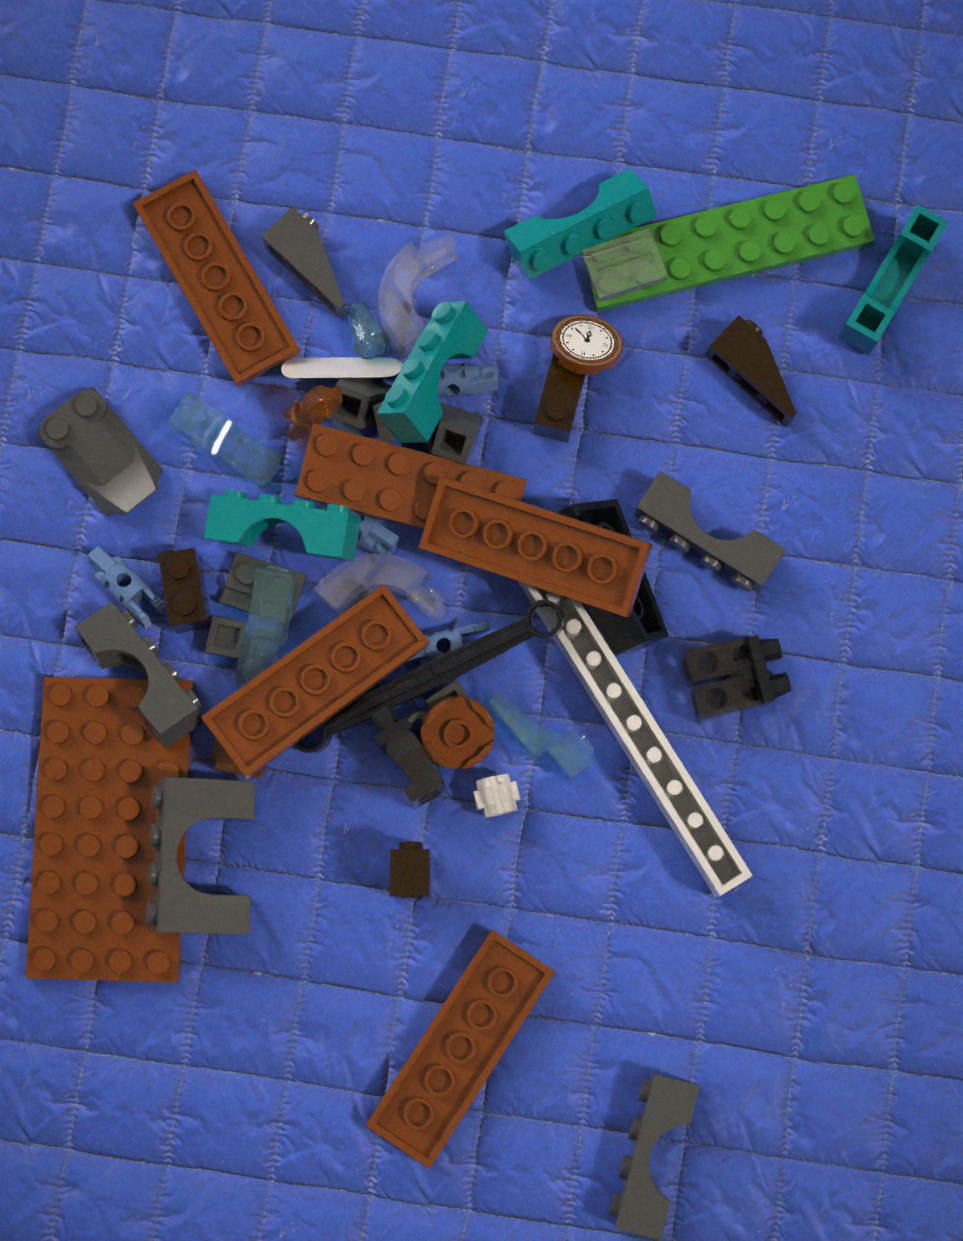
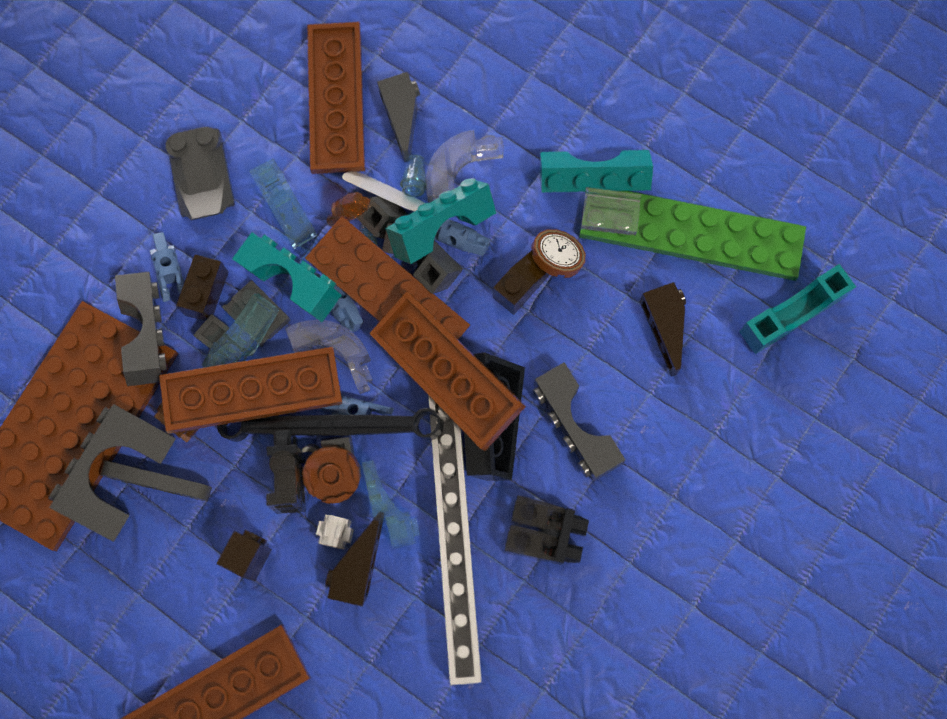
camera: 30 degrees right, 5 degrees down
(255, 842) = (155, 481): none -> dark grey beam
(542, 821) = (353, 573): none -> dark brown slope

